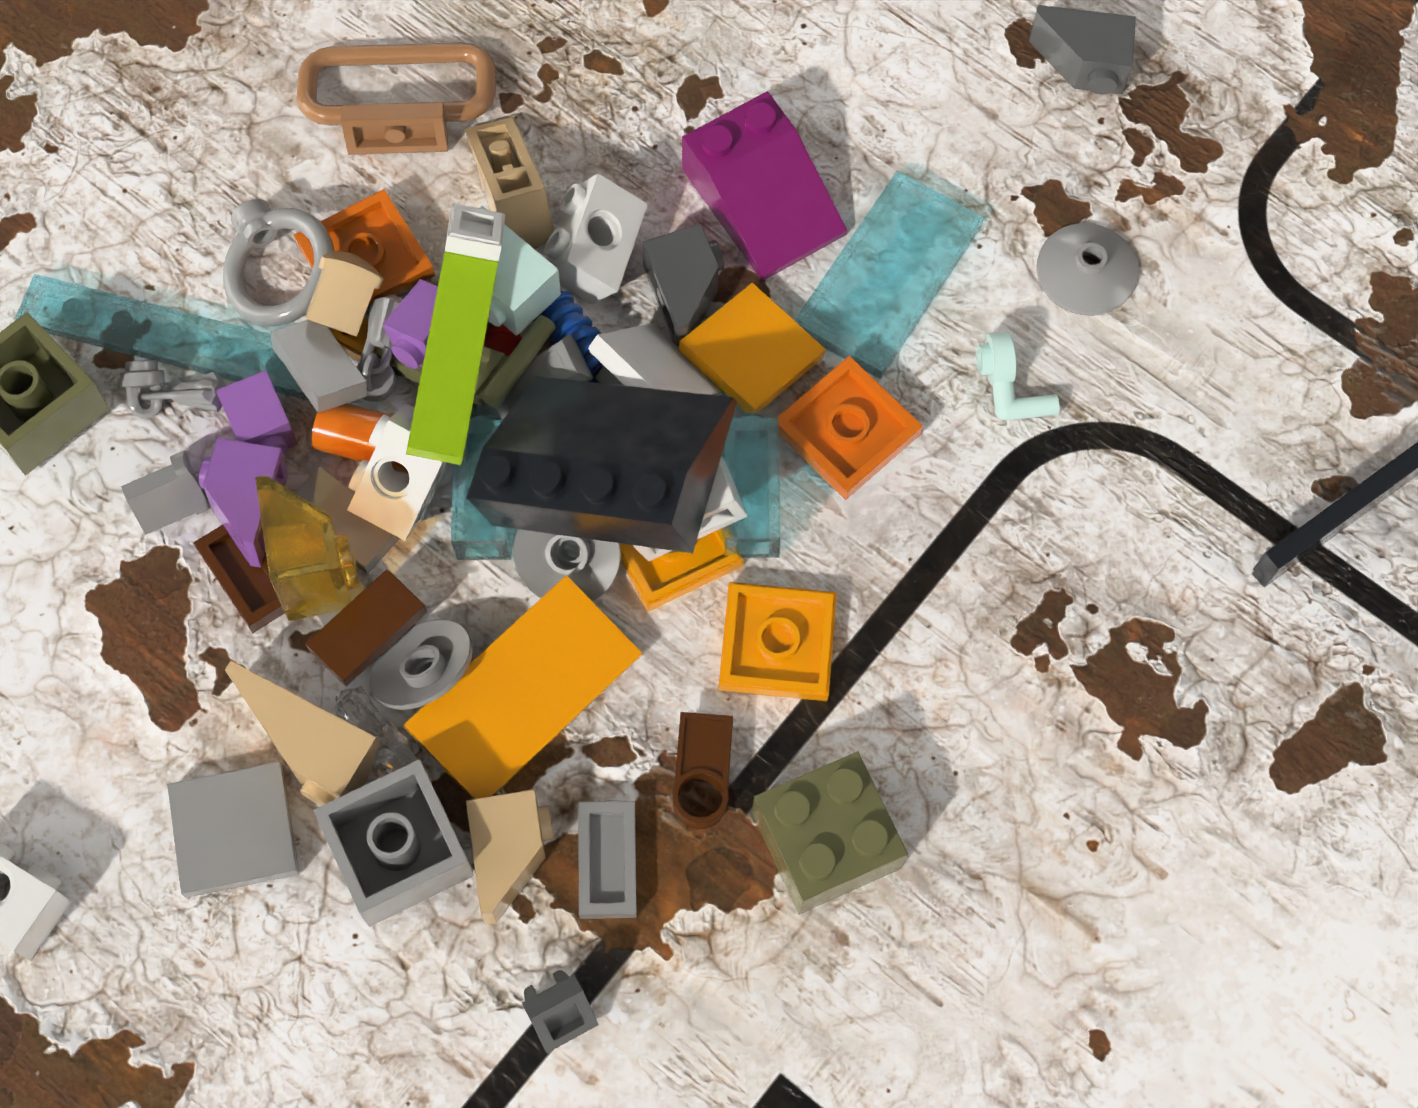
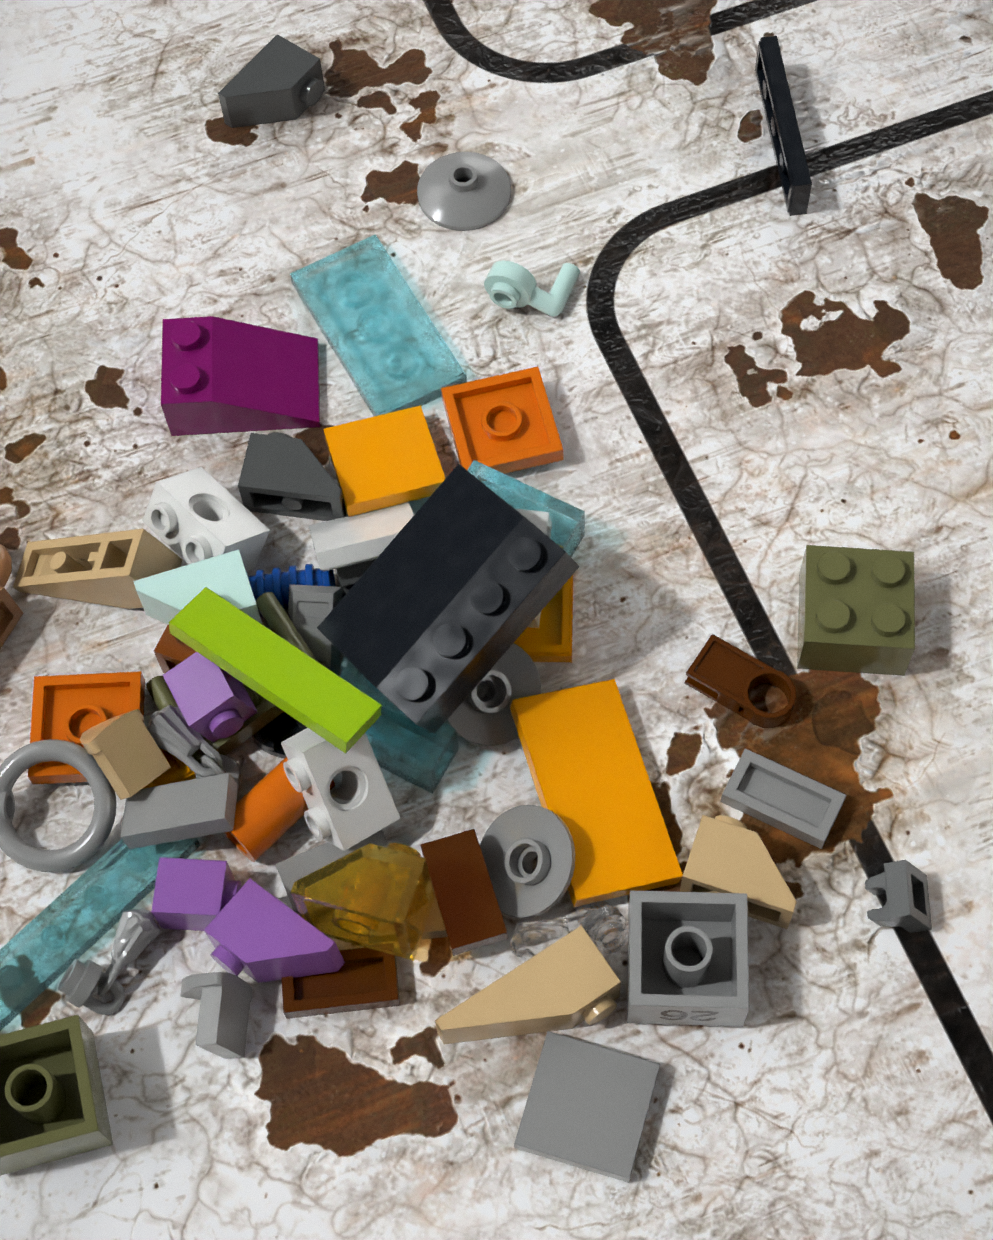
camera: 55 degrees left, 5 degrees down
(475, 232) = (166, 591): white tile -> none
(778, 641) = (659, 572): light orange tile -> none

